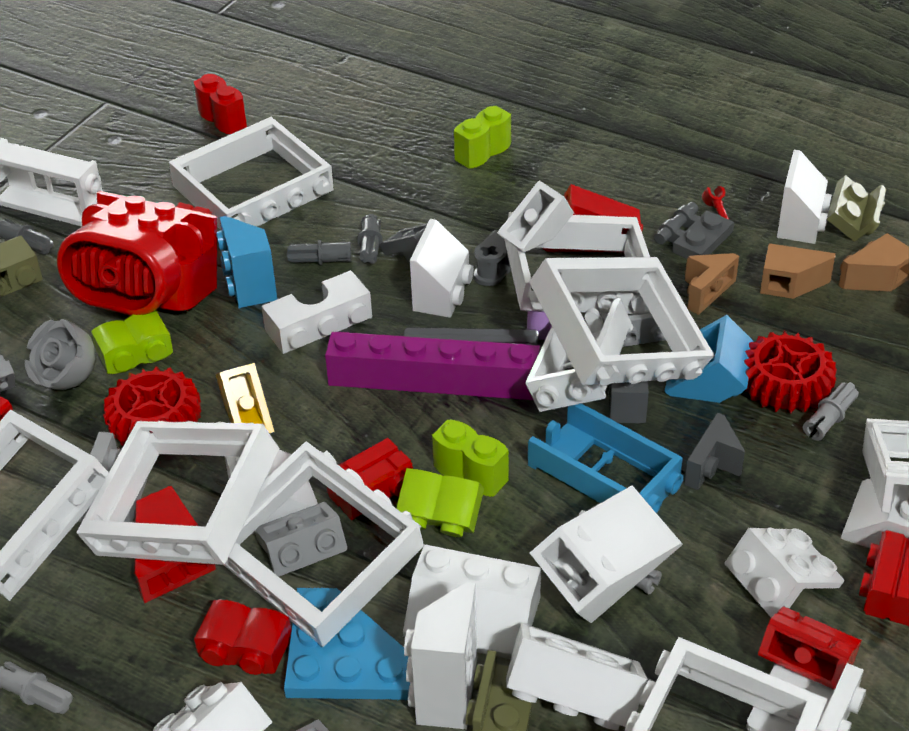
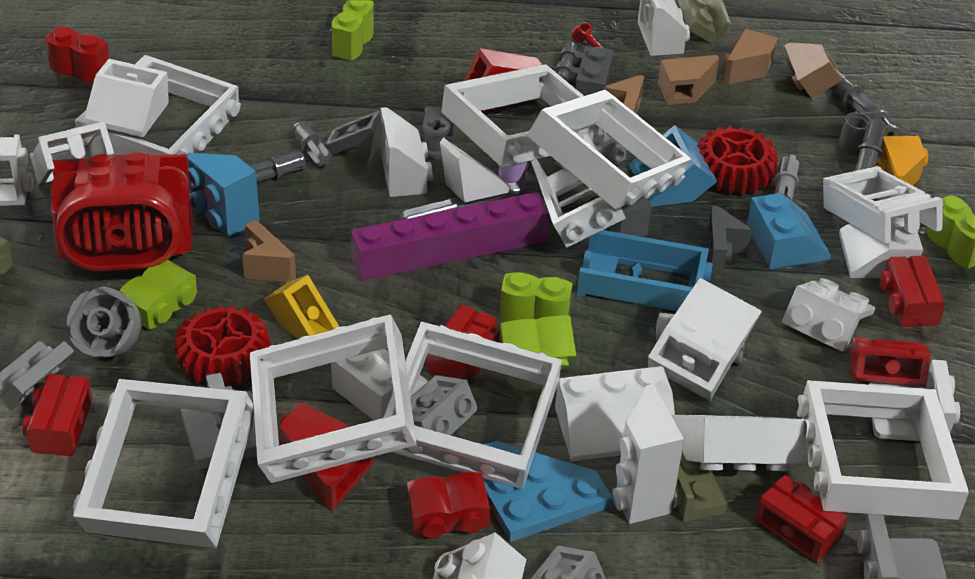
camera: 30 degrees left, 0 degrees up
(112, 180) = (96, 143): none -> white door
(215, 151) = (127, 97): none -> white slope
(248, 337) = (266, 256): none -> medium nougat slope
(298, 324) = (328, 209): white arch -> none
(491, 308) = (467, 176): none -> white slope
(536, 218) = (481, 82): white slope -> none
(794, 466) = (784, 232): none -> dark azure slope

